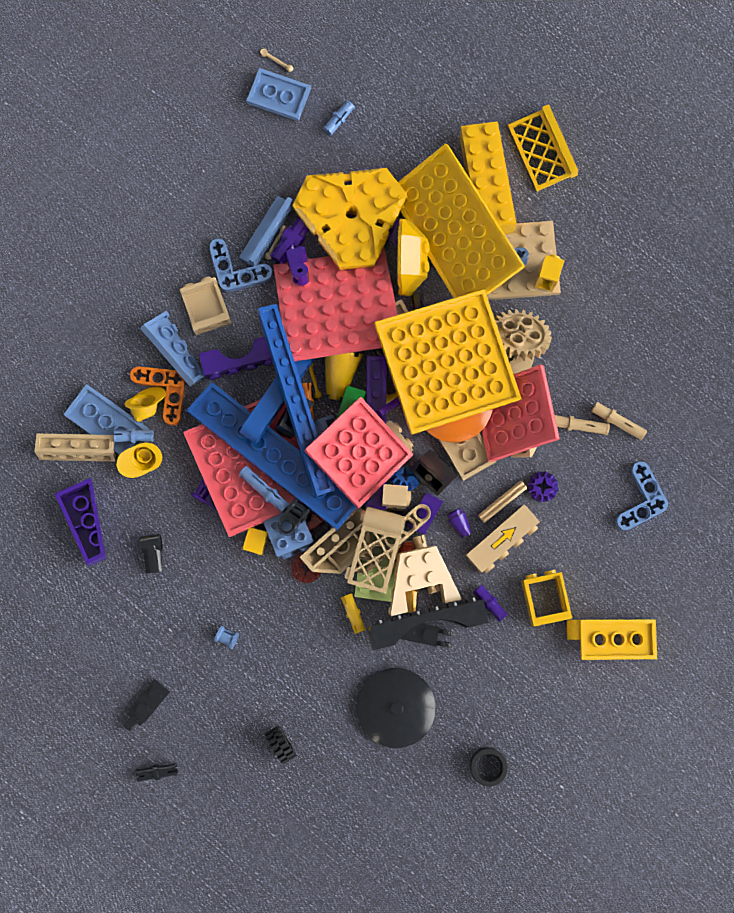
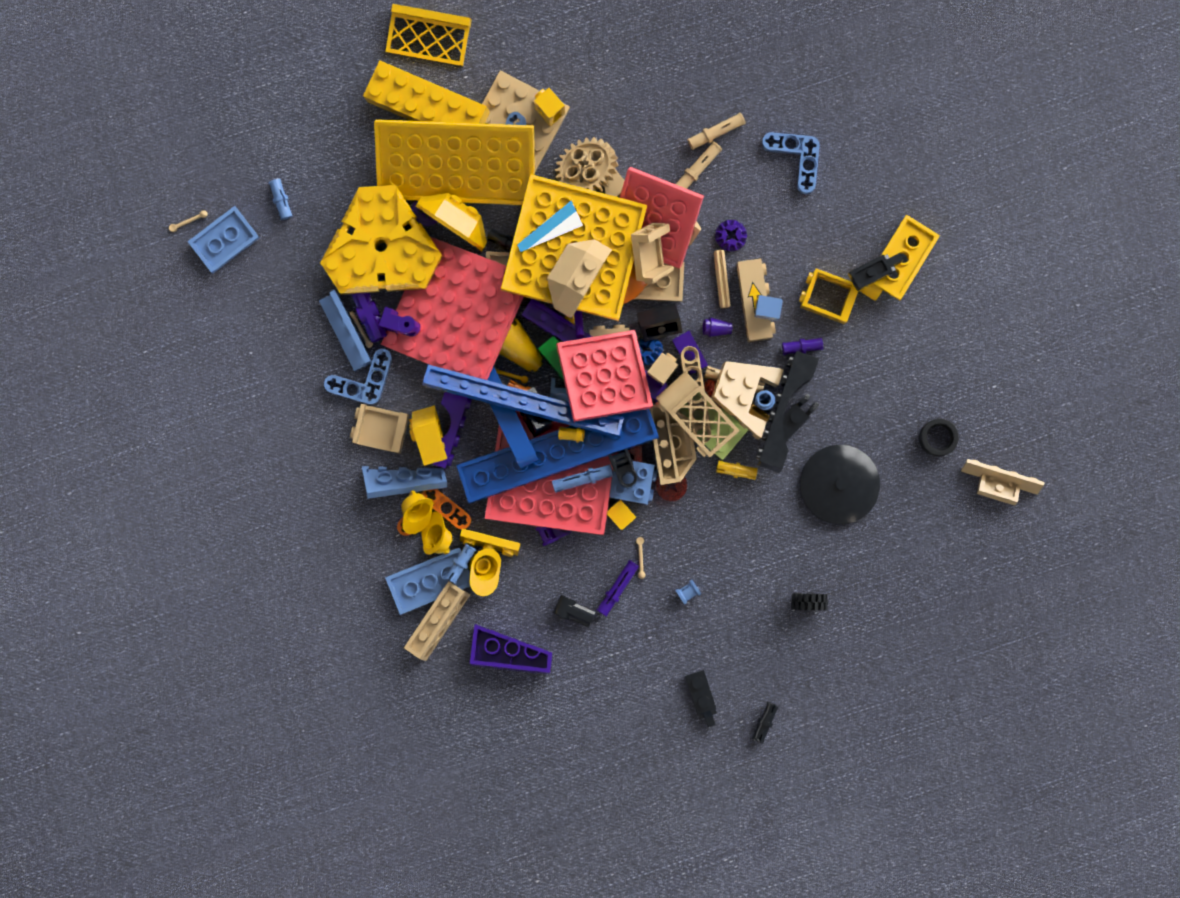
camera: 55 degrees left, 5 degrees up
(153, 374) = (416, 512): none -> yellow piece
(161, 433) = (505, 546): none -> yellow plate
(193, 577) = (605, 607): none -> dark purple pin
(221, 341) = (427, 432): none -> yellow wedge
(244, 571) = (640, 541): none -> tan hinge
(294, 456) = (571, 434): none -> yellow pin
(426, 375) = (575, 274): none -> tan wedge
(426, 596) = (762, 397): none -> medium blue cone
(457, 336) = (560, 223): none -> dark azure sticker
(483, 426) = (648, 253): none -> tan panel
(483, 846) = (999, 483): none -> tan bracket
(502, 553) = (768, 308): none -> medium blue panel
(591, 621) = (874, 270): none -> black hinge

